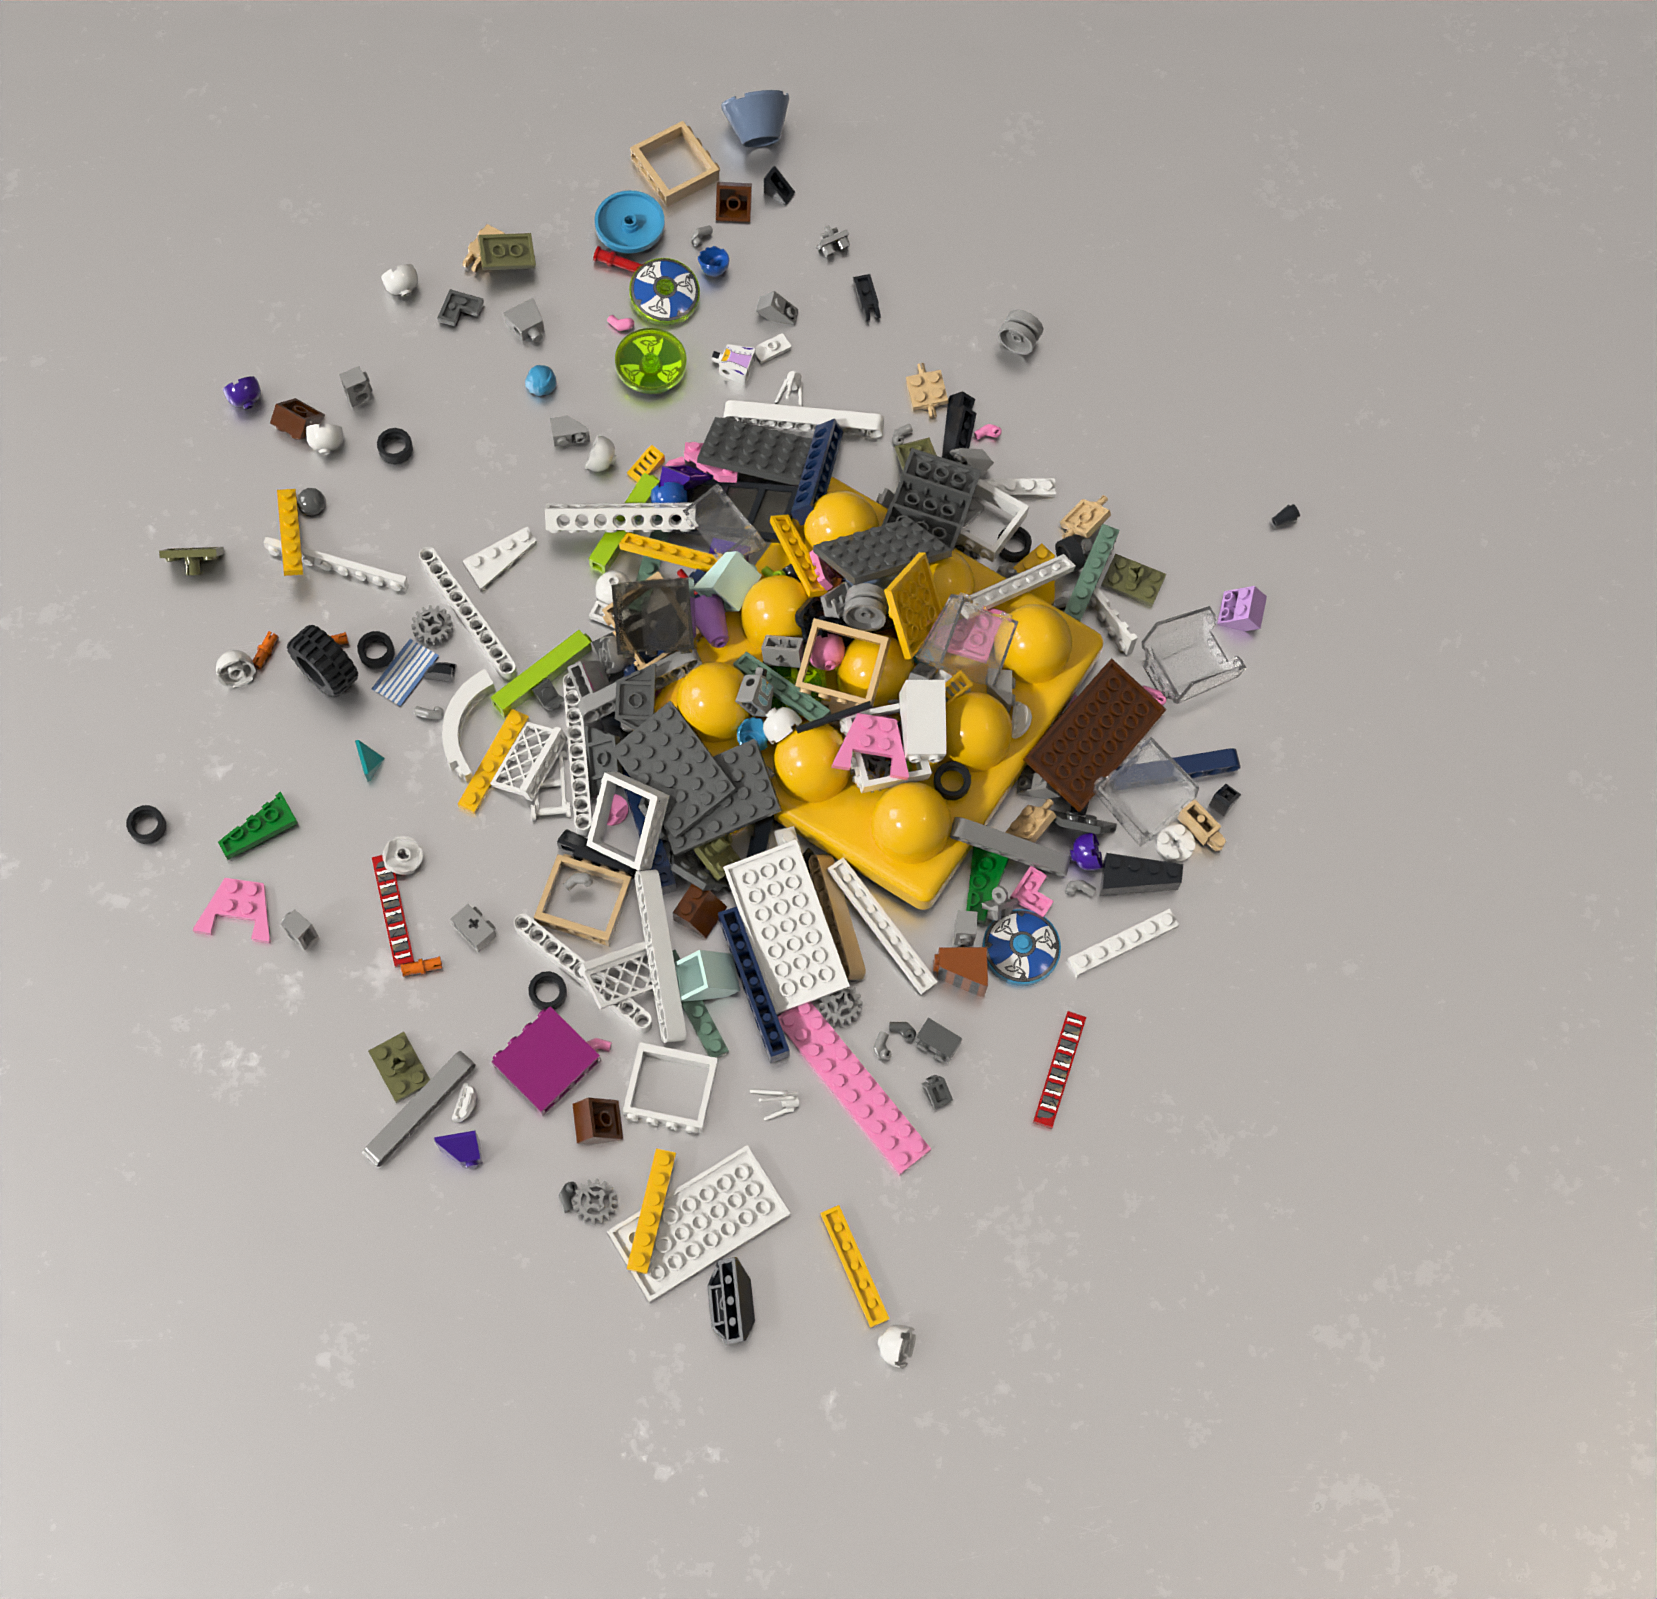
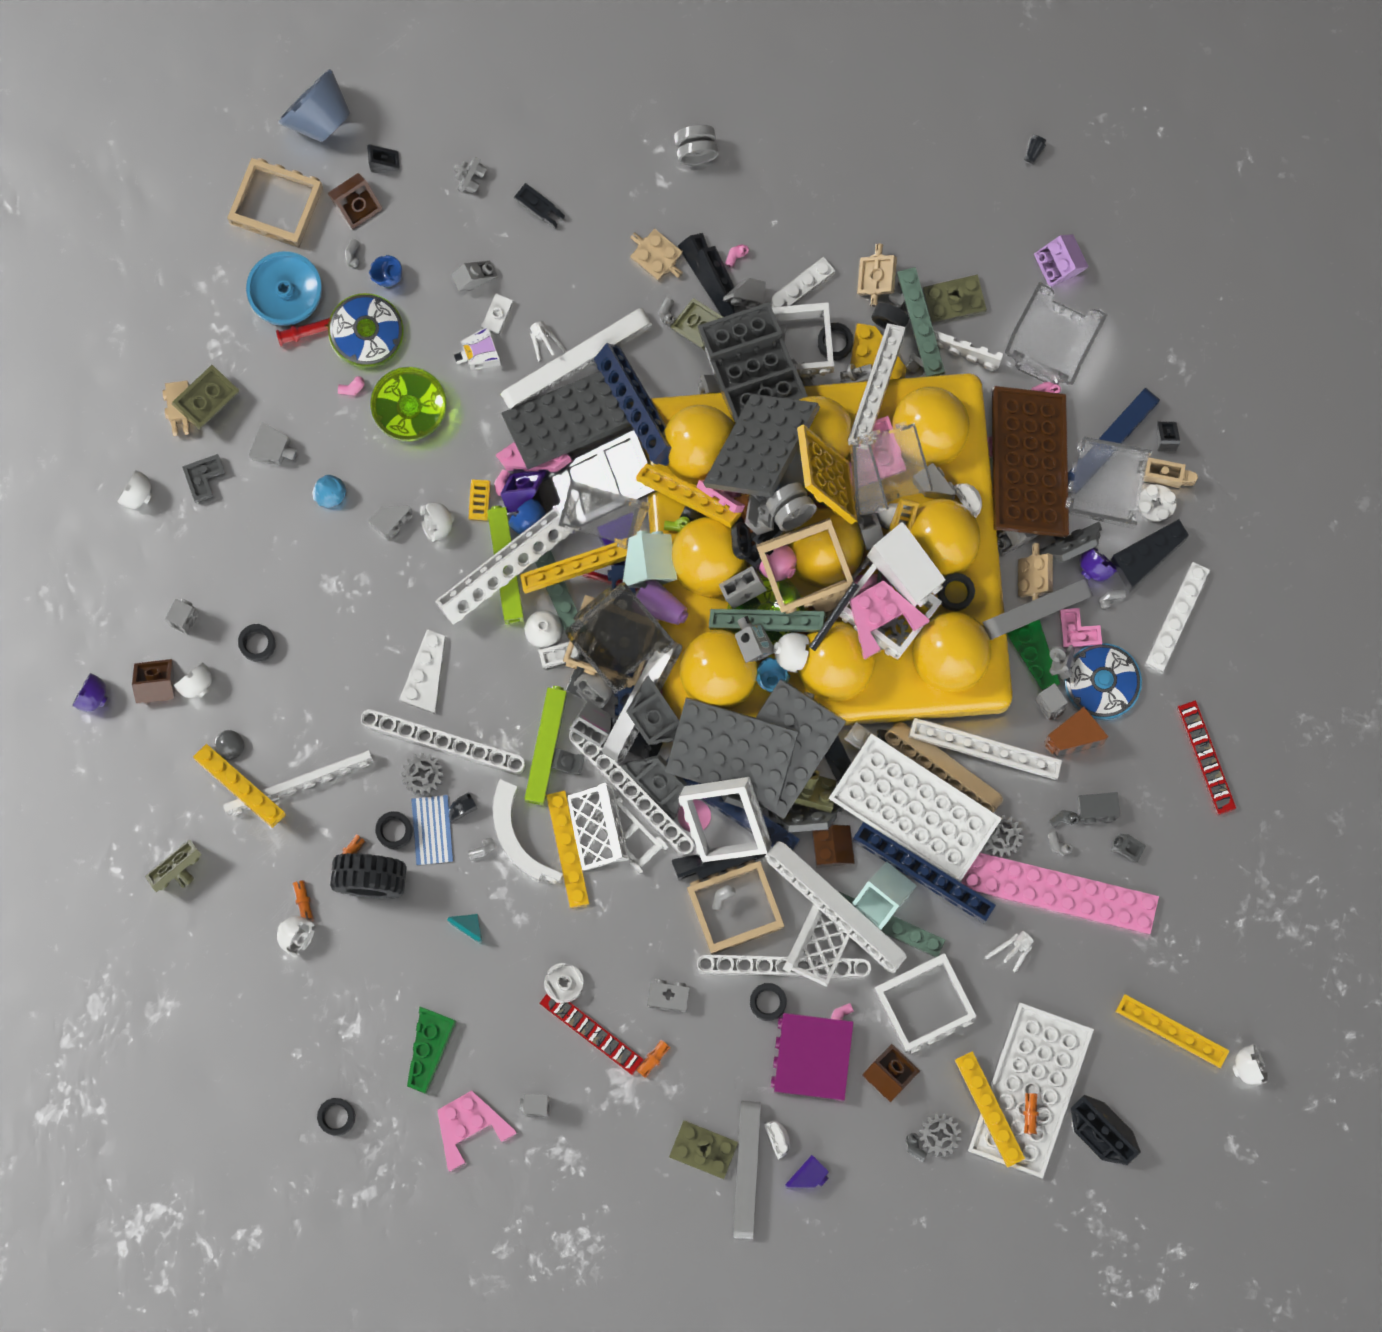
camera: 30 degrees left, 10 degrees up
(681, 1240) = (1030, 1113): none -> orange pin

